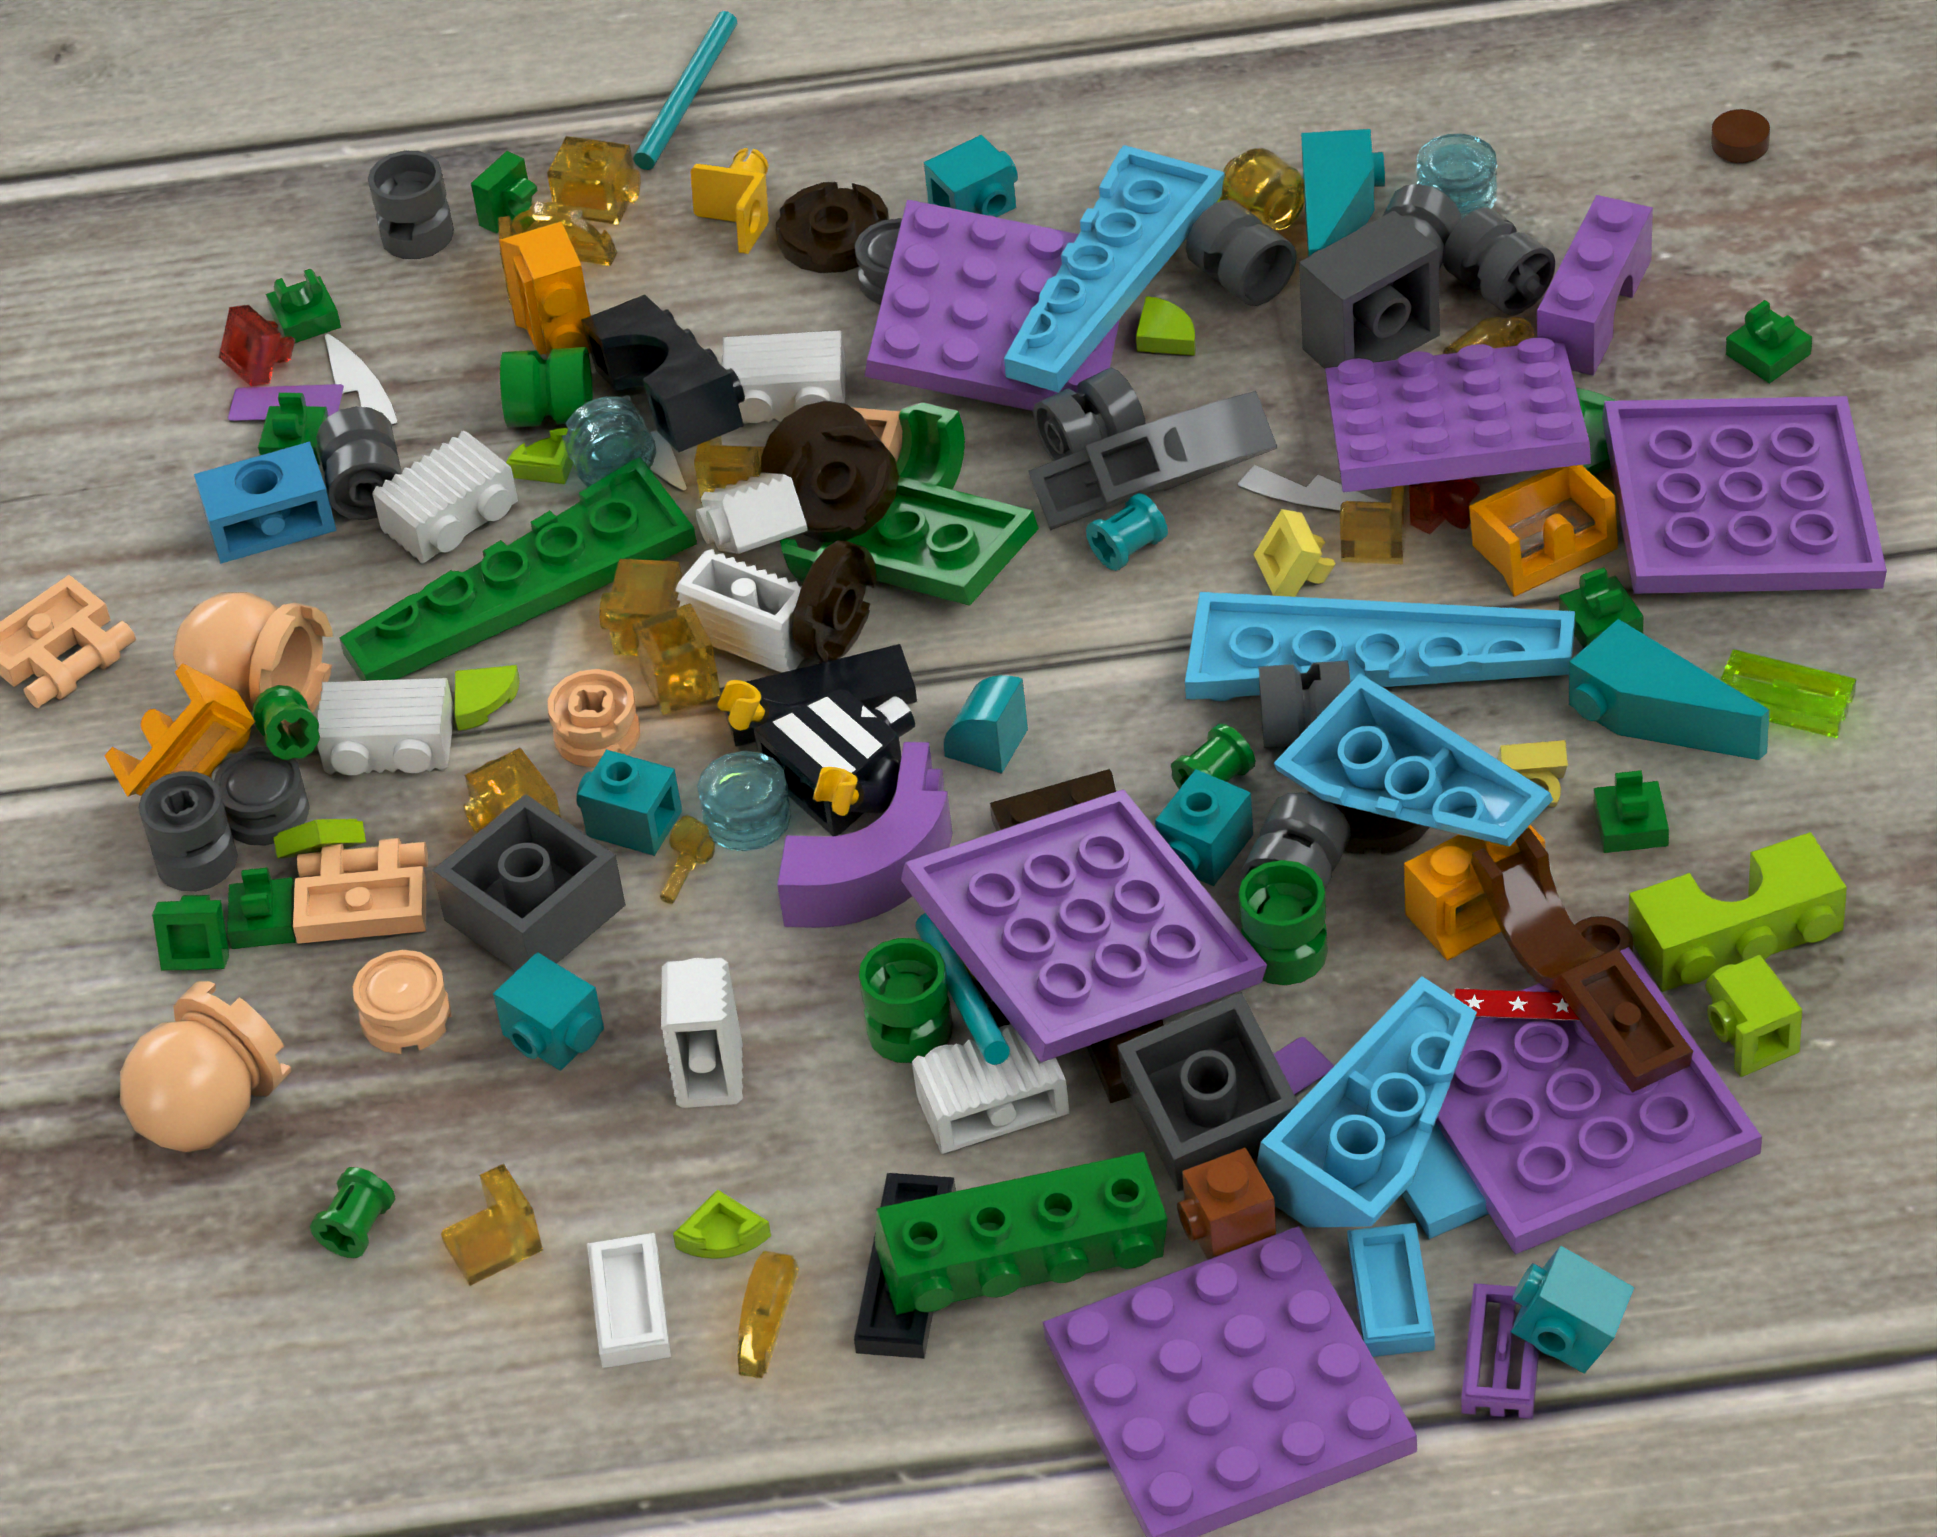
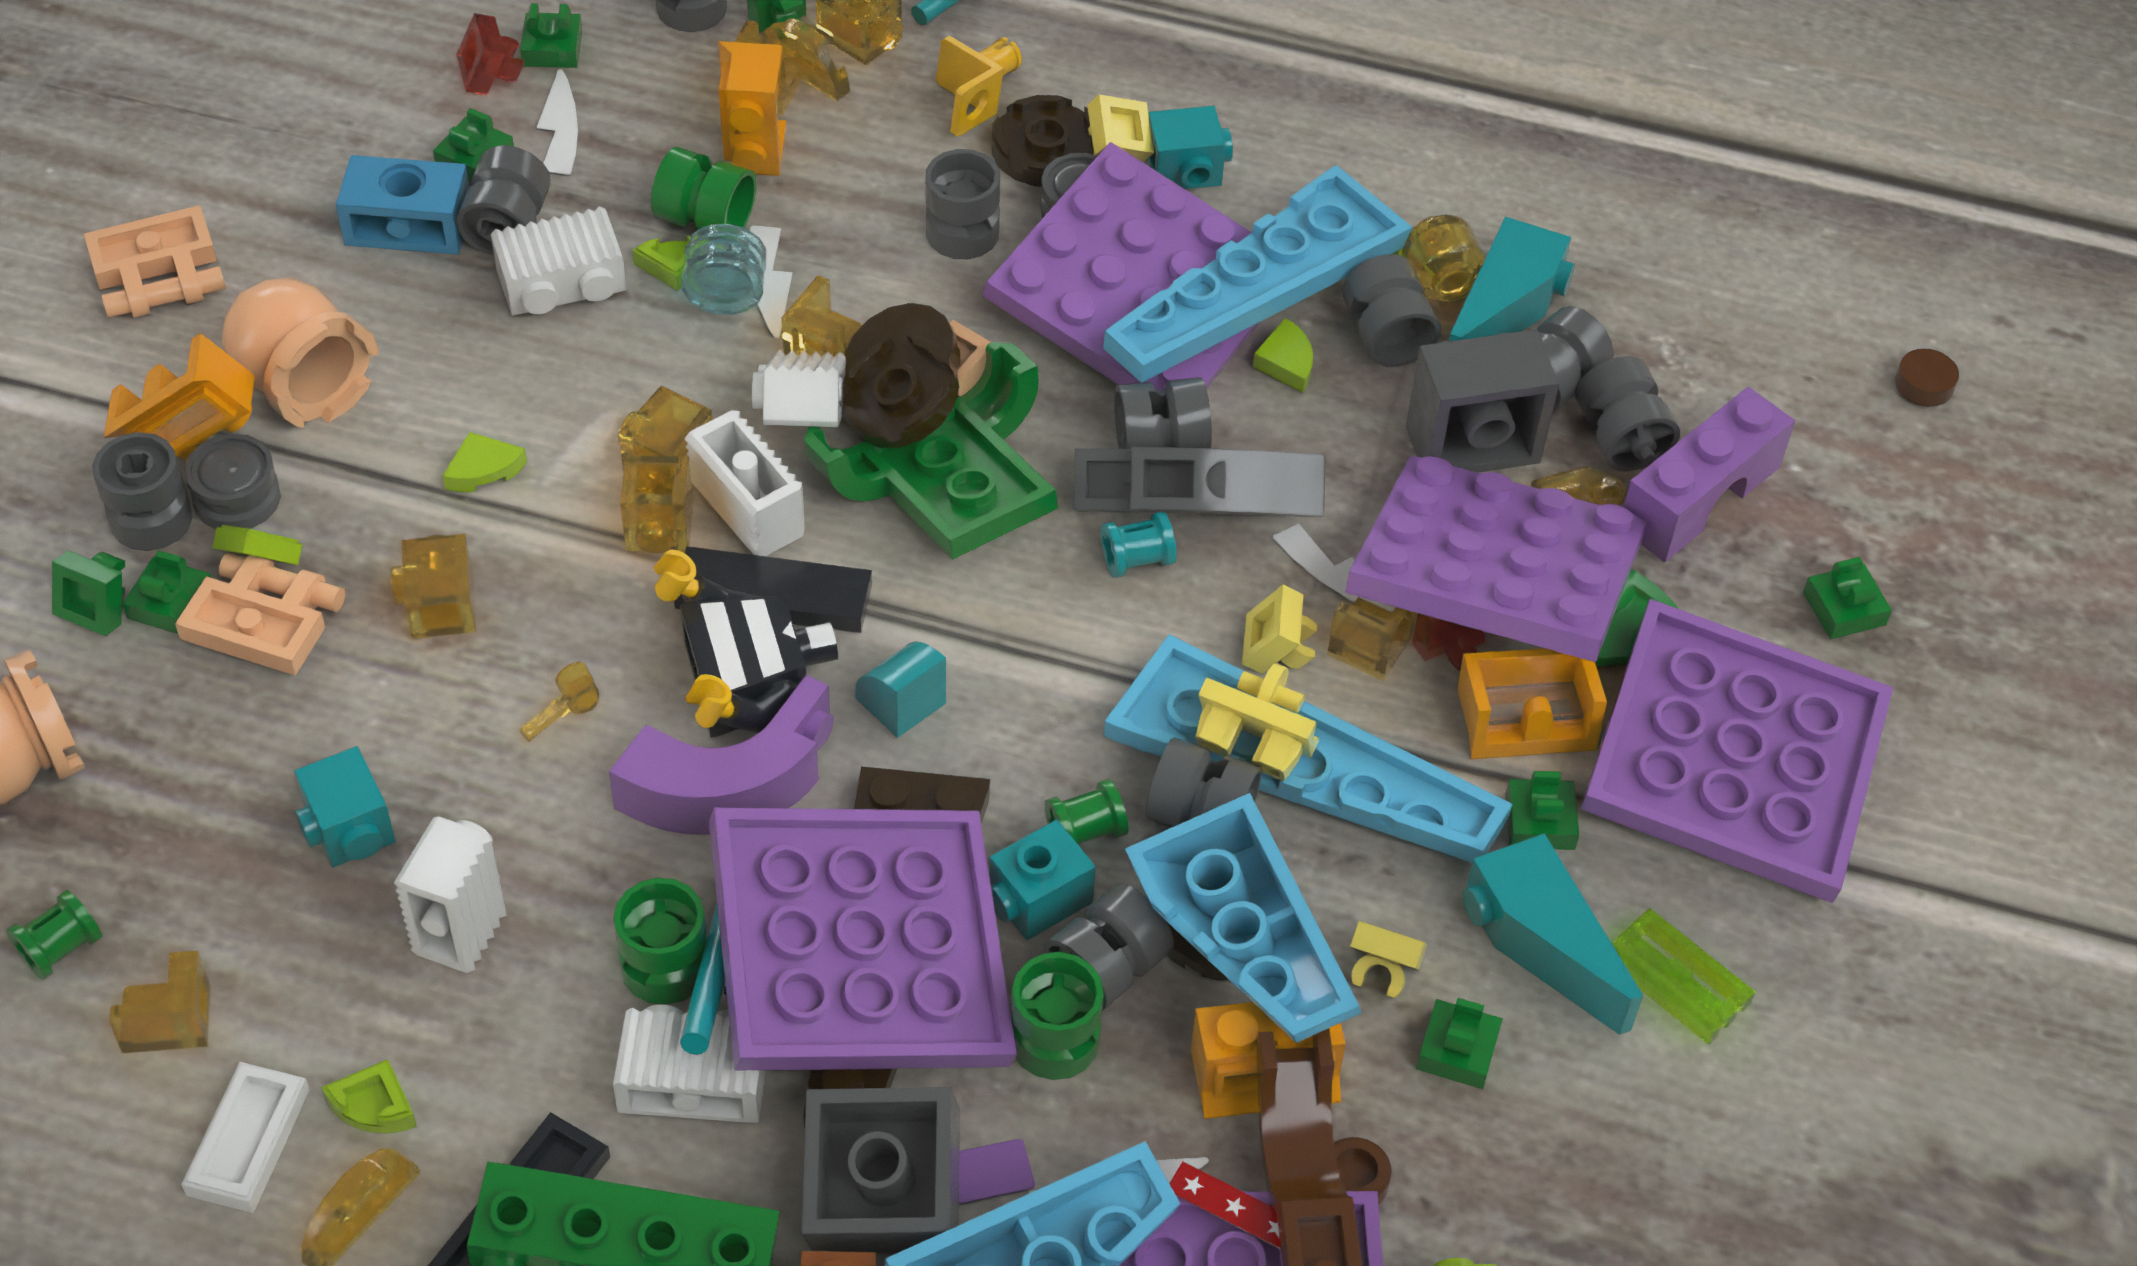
camera: 15 degrees right, 5 degrees up
(253, 402) = (504, 119): medium lavender sticker -> none
(286, 704) = (281, 430): green bush -> none
(385, 725) = (375, 459): white brick -> none
(401, 1001) = (227, 737): light nougat wheel -> none
(529, 885) = (395, 675): dark grey brick -> none
(551, 565) = (693, 351): green wing -> none
(593, 714) = (560, 528): light nougat wheel -> none
(629, 802) = (540, 626): teal brick -> none
(685, 384) = (808, 223): black arch -> none
(744, 800) = (643, 668): clear light blue wheel -> none
(786, 371) = (916, 264): white brick -> none
(795, 294) = (962, 203): none -> dark grey wheel
(831, 602) = (824, 506): dark brown tile -> none
(901, 180) = (1122, 123): none -> light yellow tile
(1324, 616) = (1282, 732): none -> light yellow hips
(1461, 169) = (1636, 312): clear light blue wheel -> none
(1690, 935) = (1449, 1208): lime arch -> none

